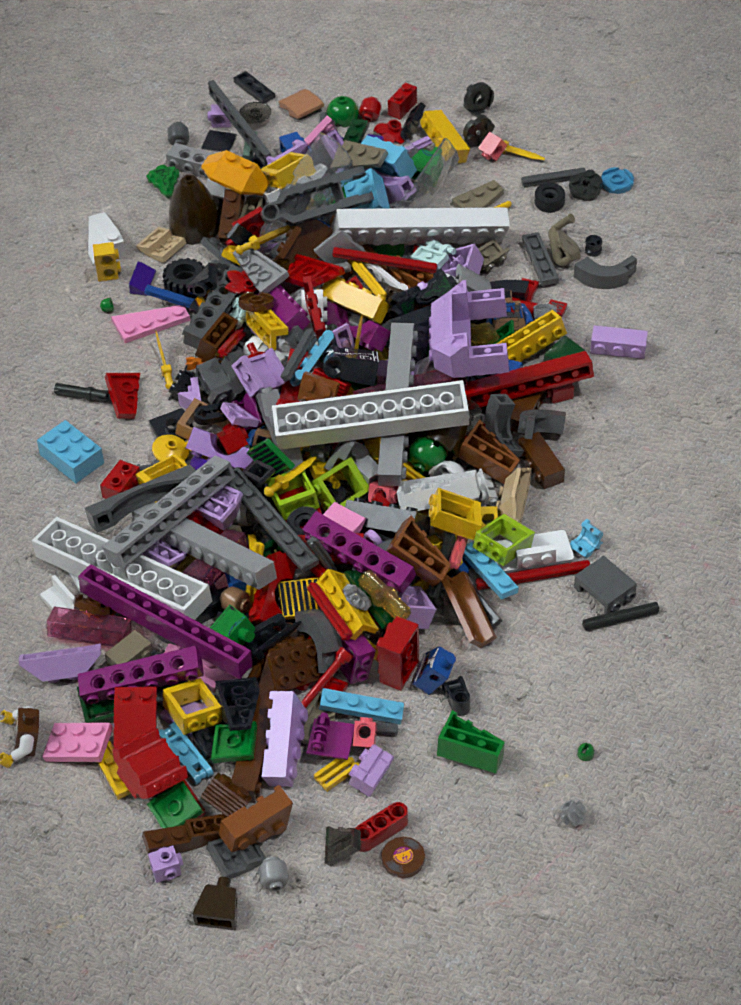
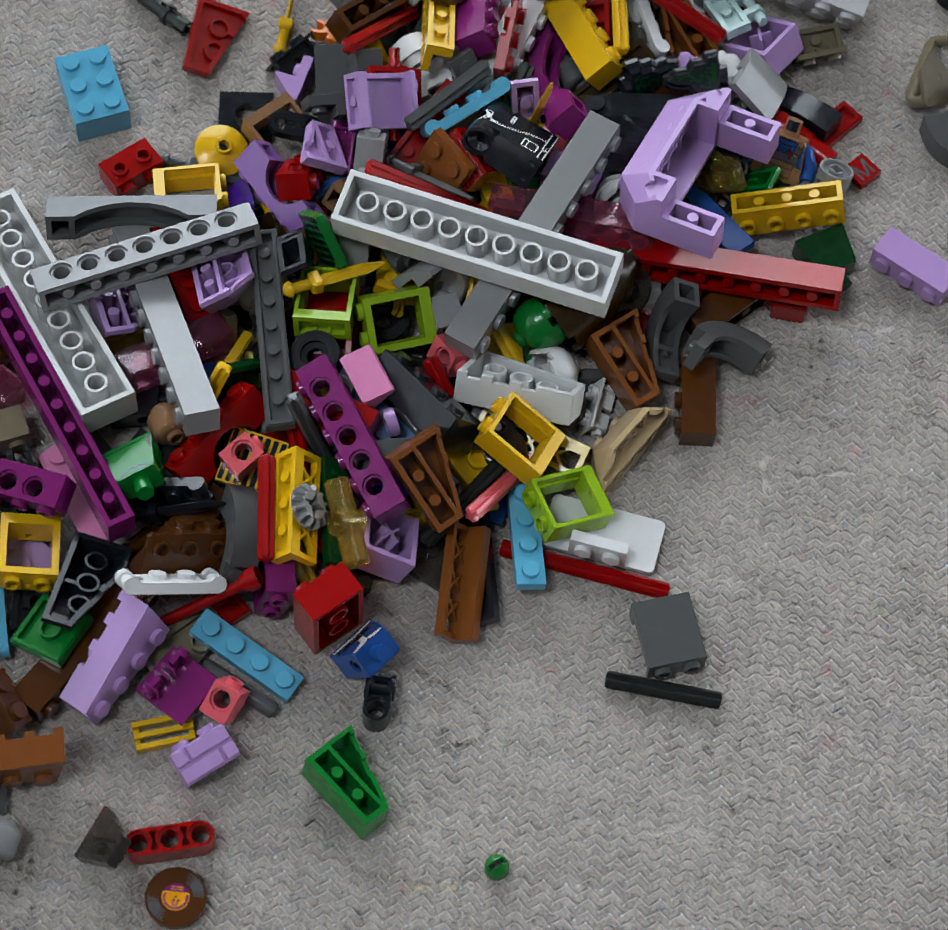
camera: 20 degrees right, 15 degrees up
(294, 601) = (238, 467): none -> coral brick
(303, 673) = (159, 582): none -> white plate
(540, 259) = (886, 81): dark grey plate -> none
(587, 539) = (684, 555): medium azure piece -> none

